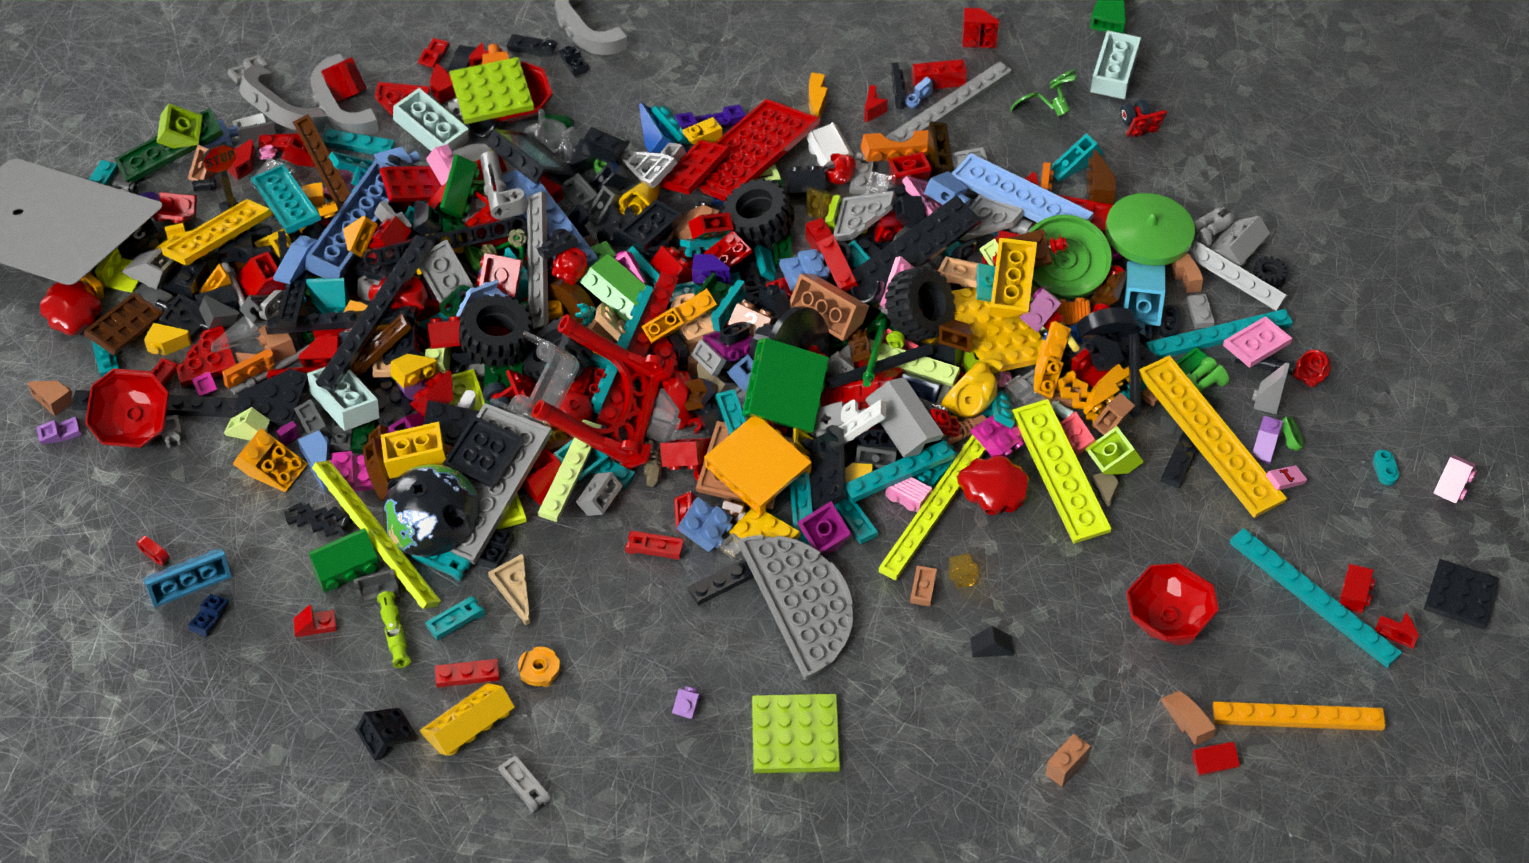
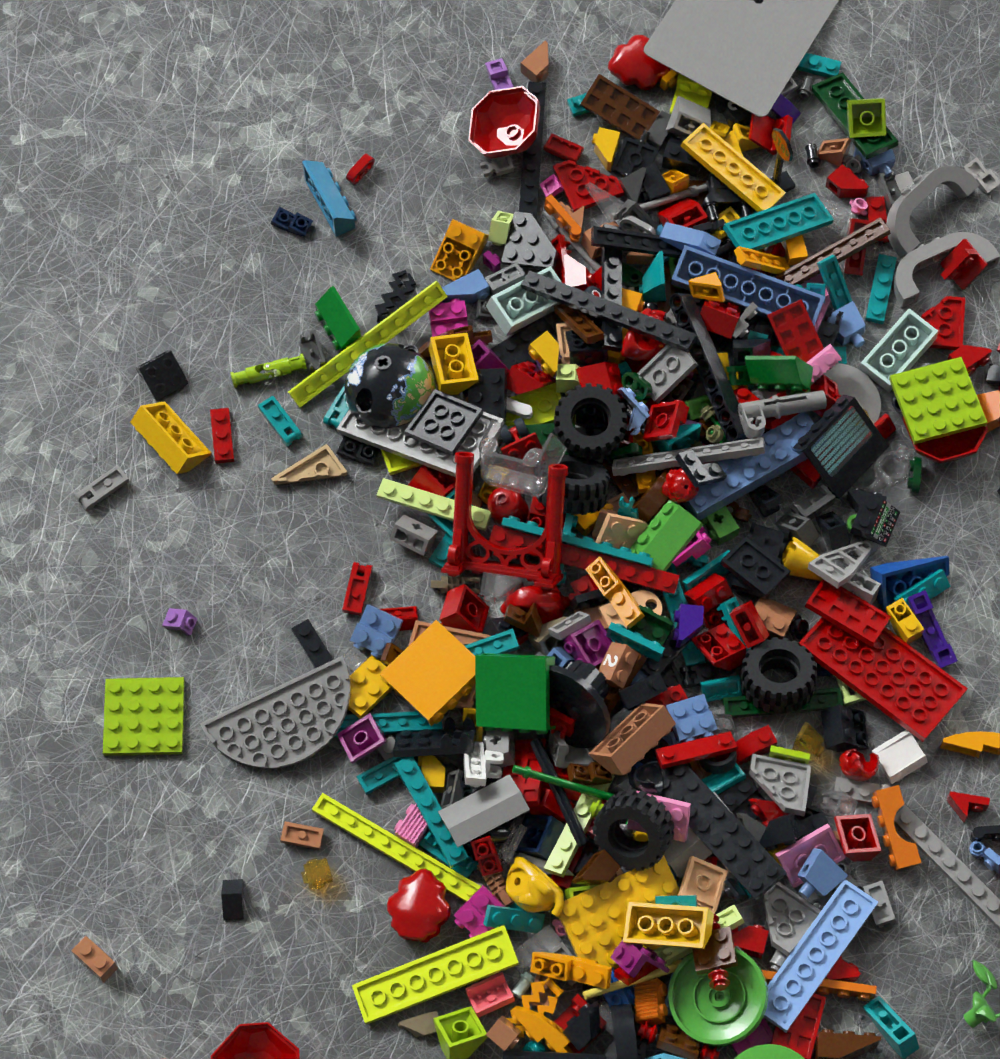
camera: 90 degrees right, 15 degrees up
(312, 623) = (280, 308): red slope -> none
(361, 436) = (486, 324): dark green plate -> none
(539, 677) = (228, 503): light orange plate -> none
(734, 332) = (592, 645): black plate -> none
(939, 149) = (887, 869): dark brown slope -> none

